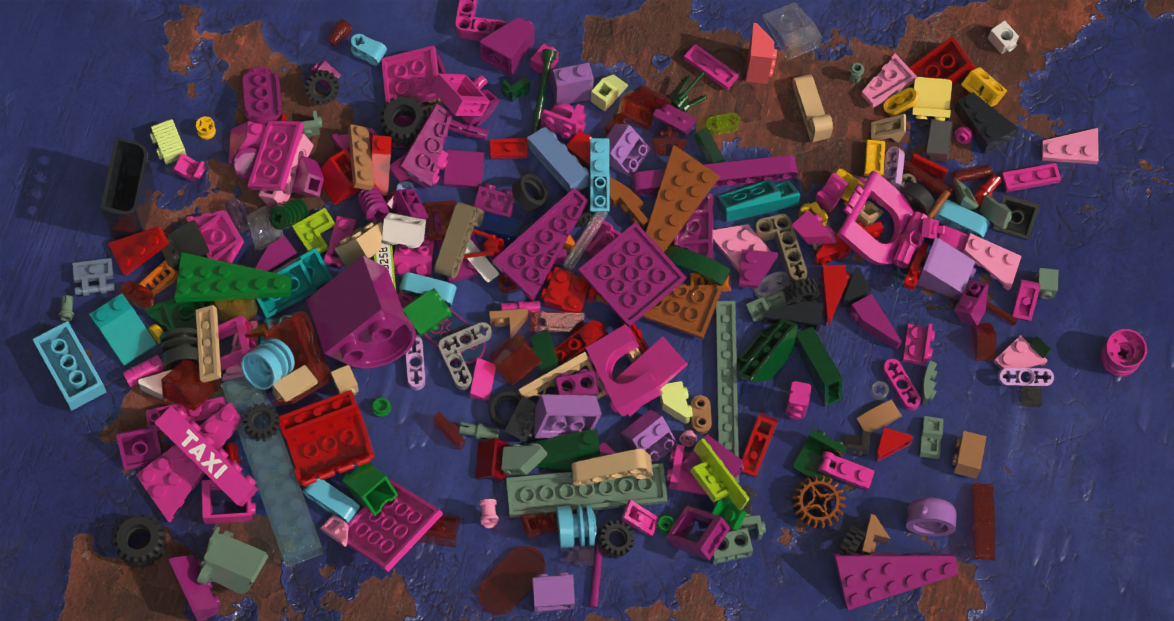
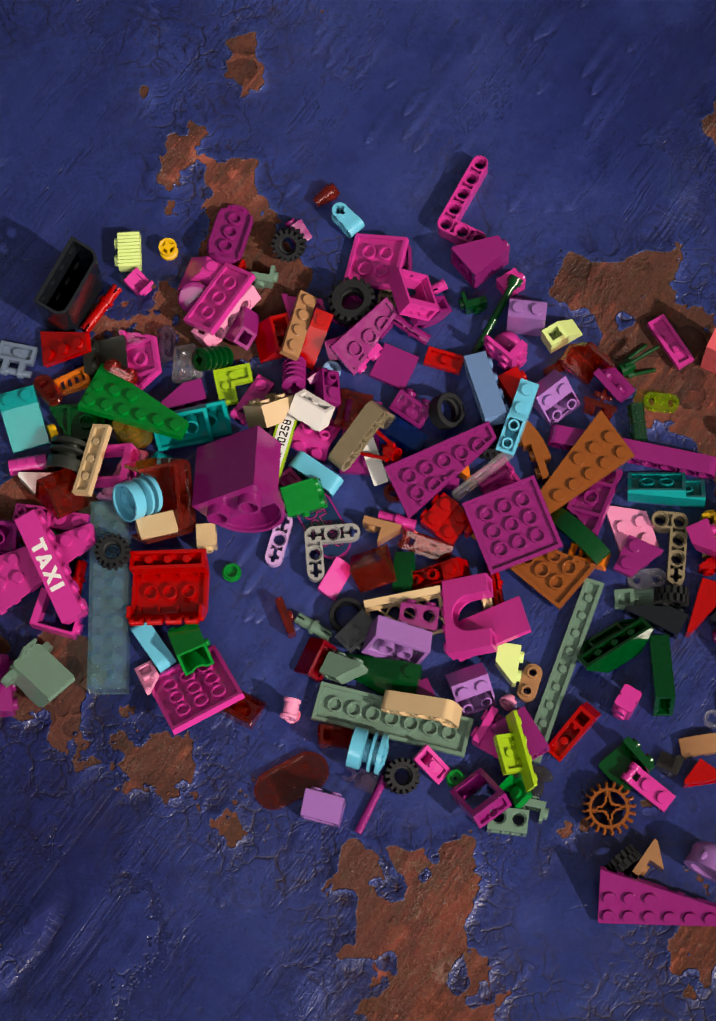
camera: 30 degrees right, 5 degrees up
(163, 195) = (105, 302): none -> red pin
(197, 250) = (114, 367): none -> clear red plate

